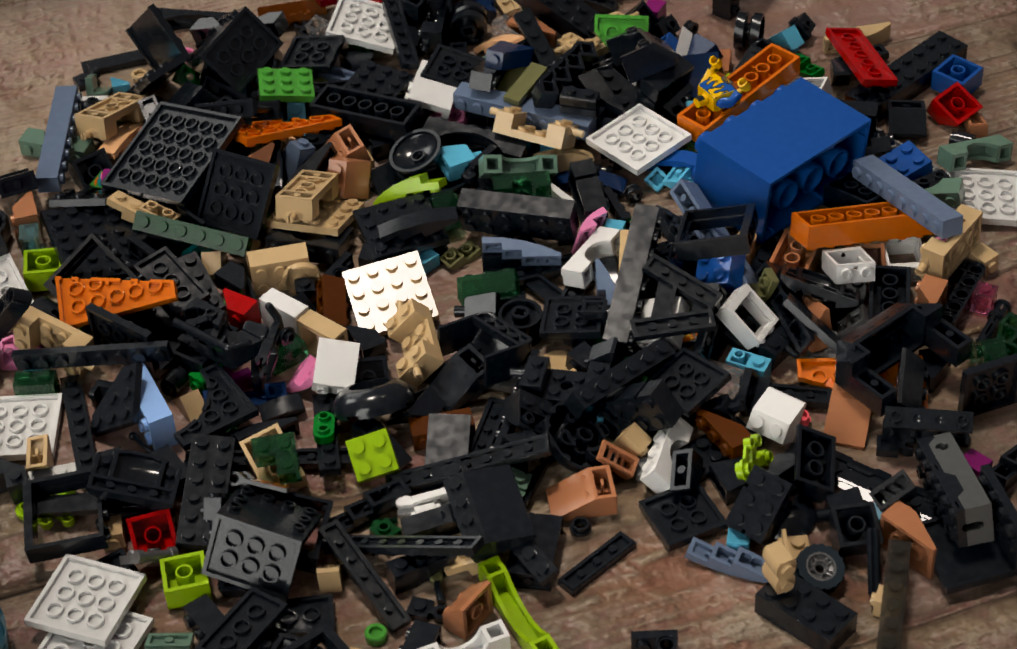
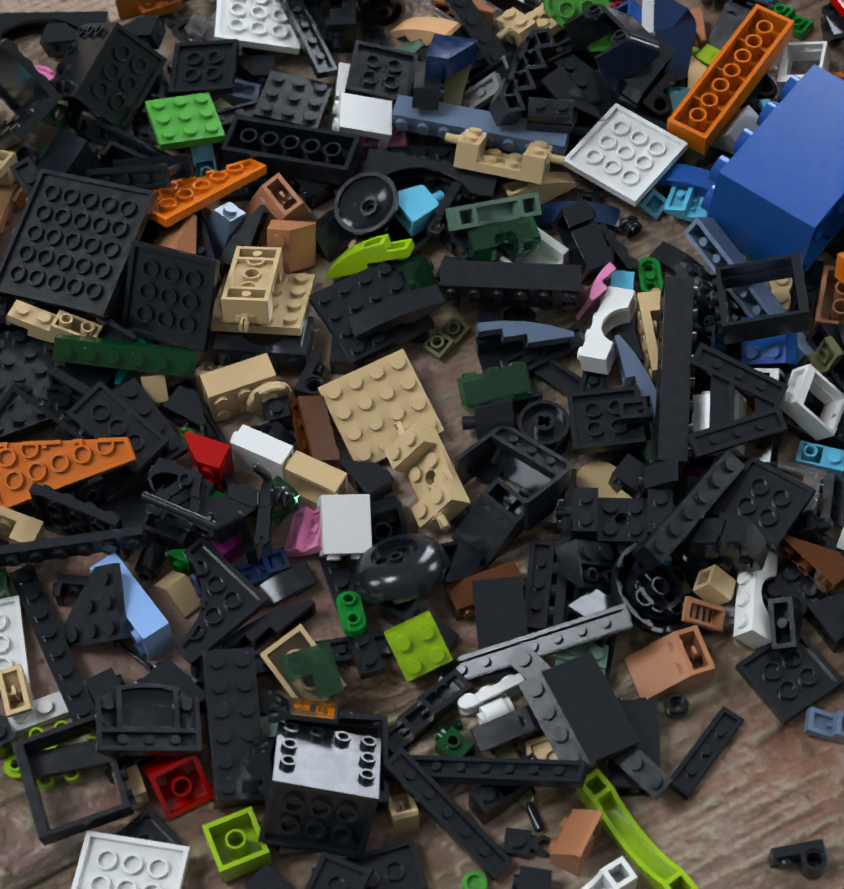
camera: 10 degrees left, 15 degrees up
(150, 555) = (187, 819): flat silver plate -> none
(429, 260) = (413, 348): medium azure slope -> none
(524, 84) = (478, 93): olive tile -> none
(717, 90) = (712, 84): torso -> none

